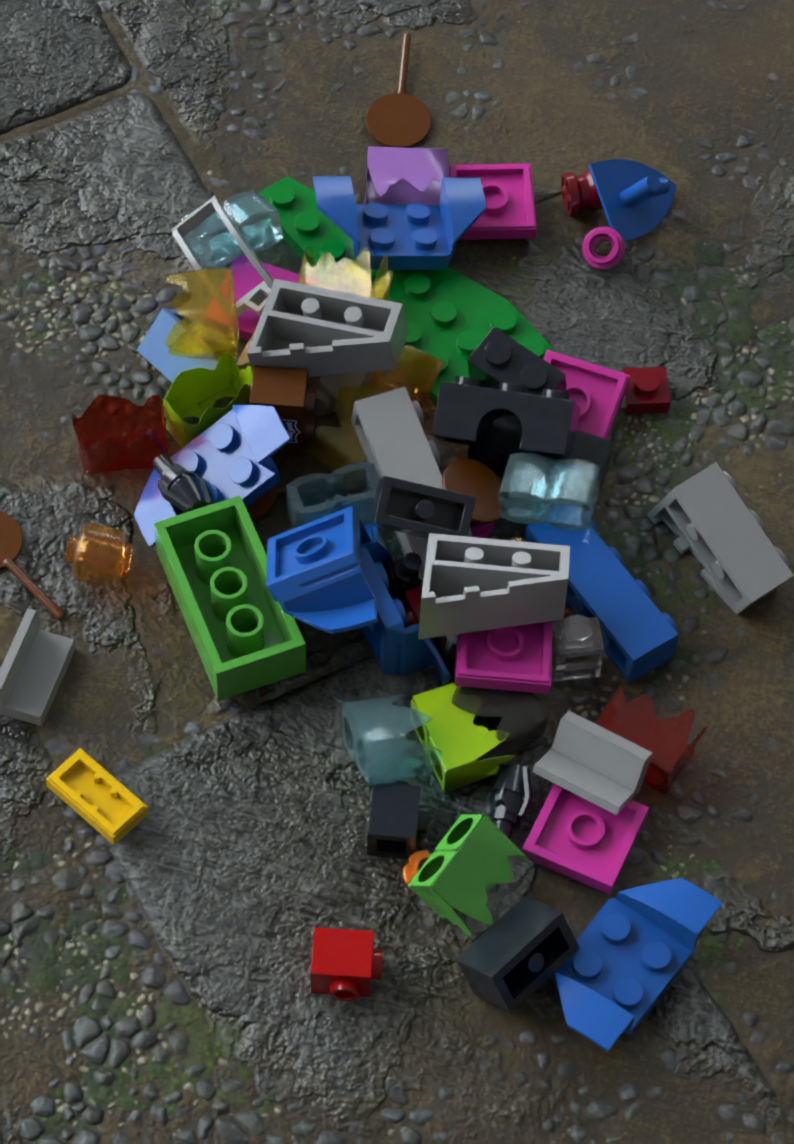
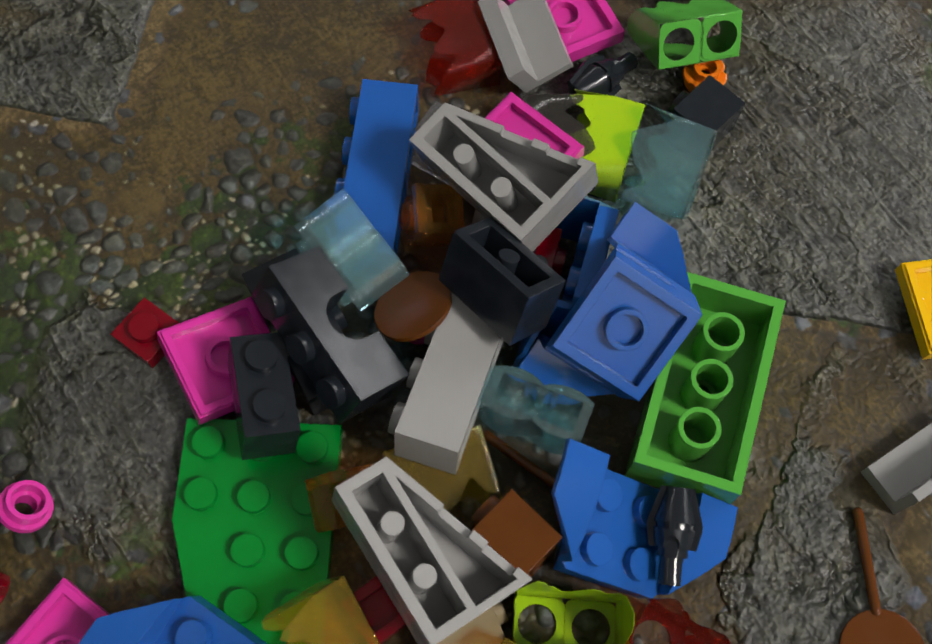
camera: 140 degrees left, 10 degrees up
(99, 555) = (793, 531): clear orange head -> none
(344, 963) = (822, 49): red brick -> none
(723, 537) = (238, 142): light grey wedge -> none

